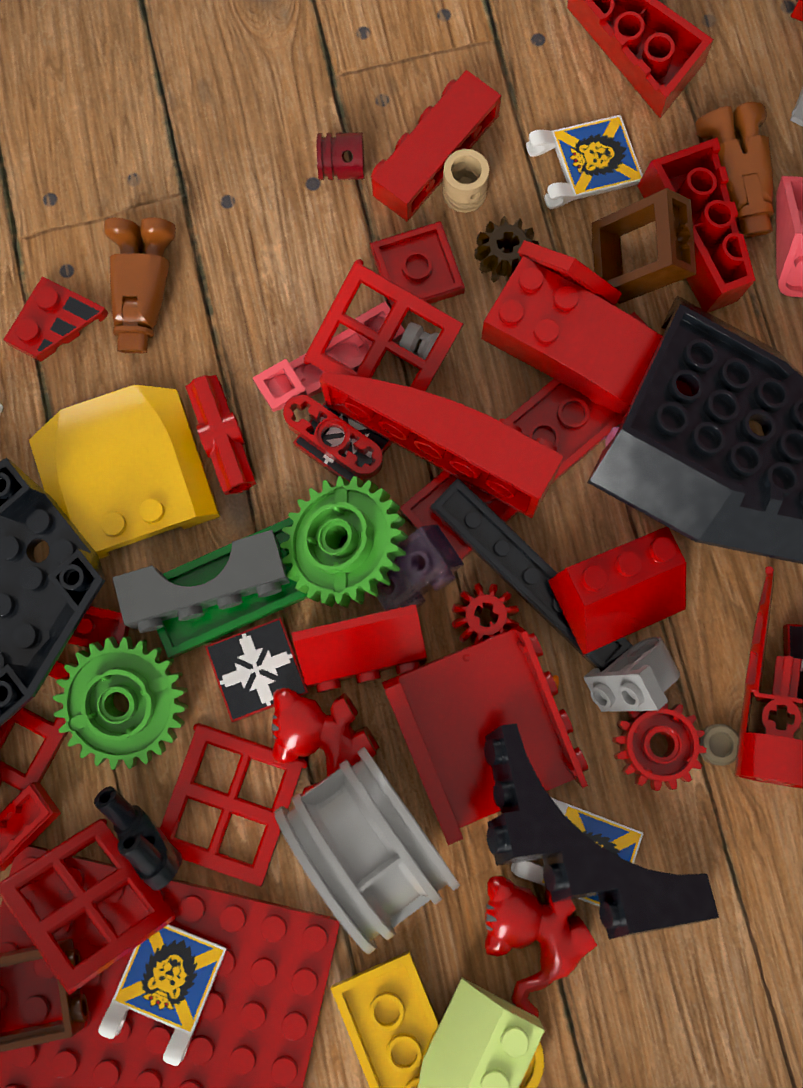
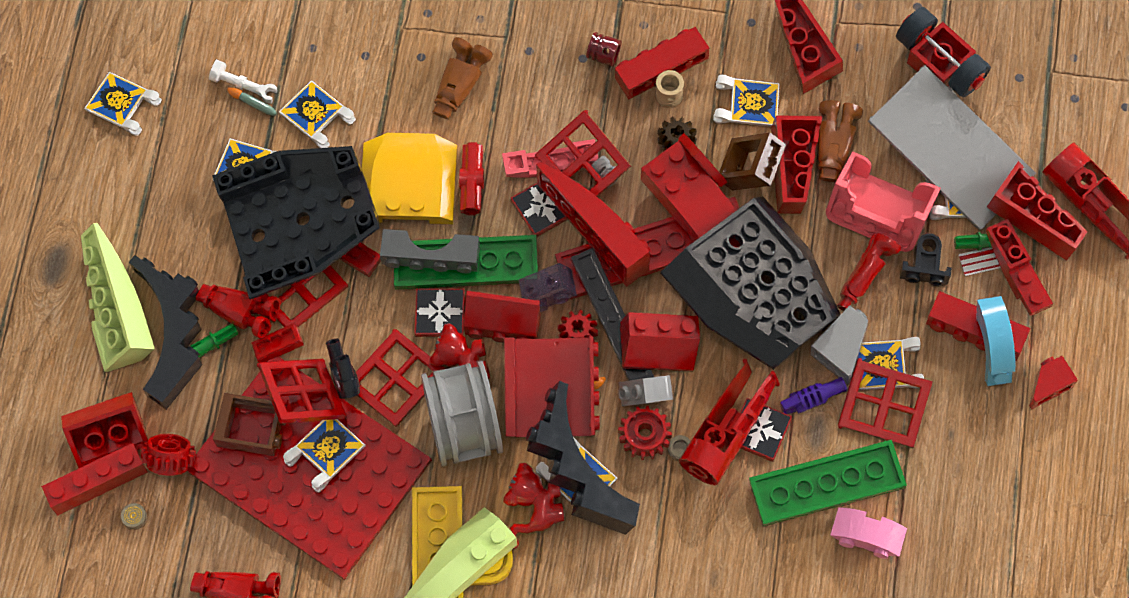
camera: 20 degrees right, 10 degrees down
(51, 319) = (402, 80): red wing -> none
(91, 709) = (371, 312): bright green gear -> none
(304, 428) = (533, 191): red beam -> none
(366, 557) = (515, 257): bright green gear -> none
(419, 263) = (624, 126): red tile -> none

